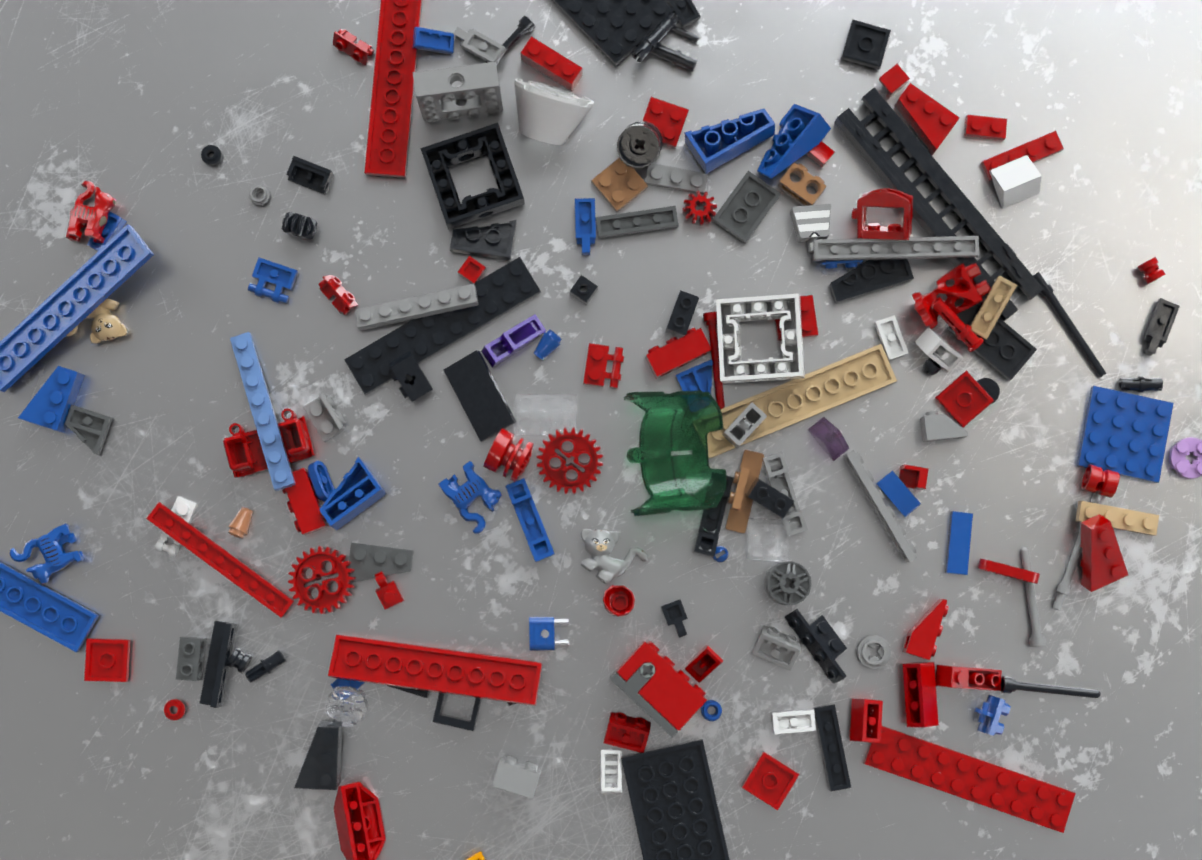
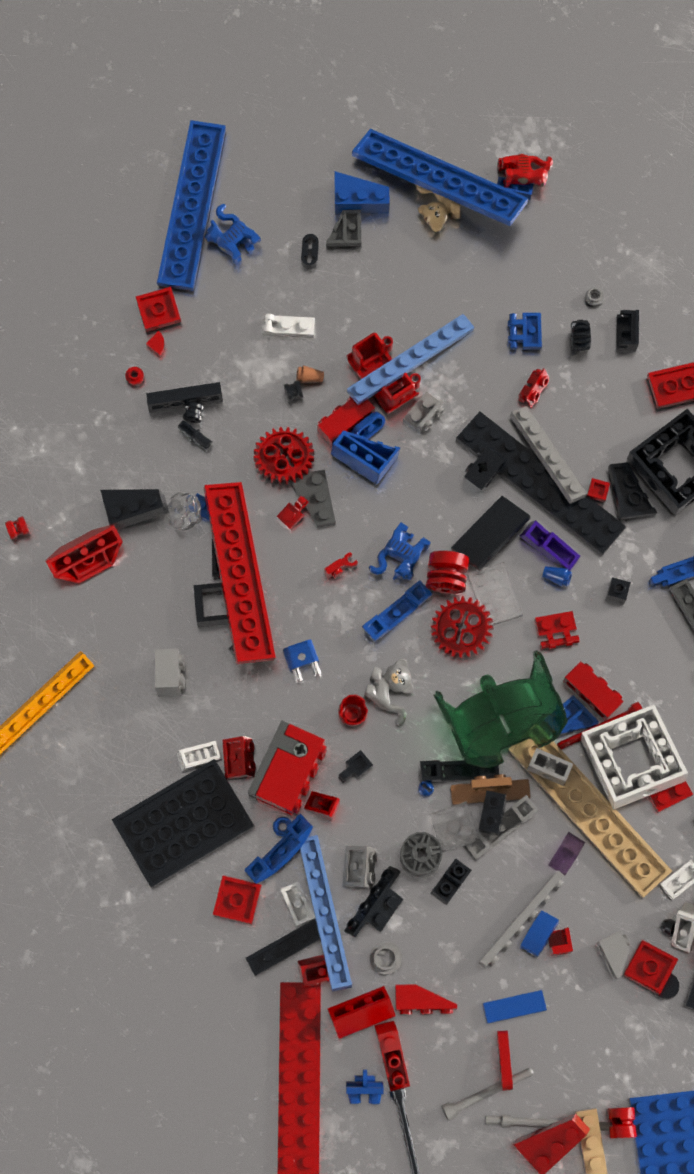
camera: 75 degrees right, 10 degrees down
(100, 470) = (305, 251): none -> black beam
(146, 674) = (156, 344): none -> red tile
(191, 658) = (181, 373): dark grey brick -> none
(211, 160) = (613, 251): black plate -> none
(220, 559) = (272, 368): red plate -> none
(253, 546) = (293, 391): none -> black wheel
(463, 566) = (336, 568): none -> red plate
(682, 313) = (630, 680): black bracket -> none
(738, 722) = (282, 852): none -> blue slope
(815, 699) = (325, 915): none -> medium blue plate
(819, 561) = (451, 881): none -> black slope

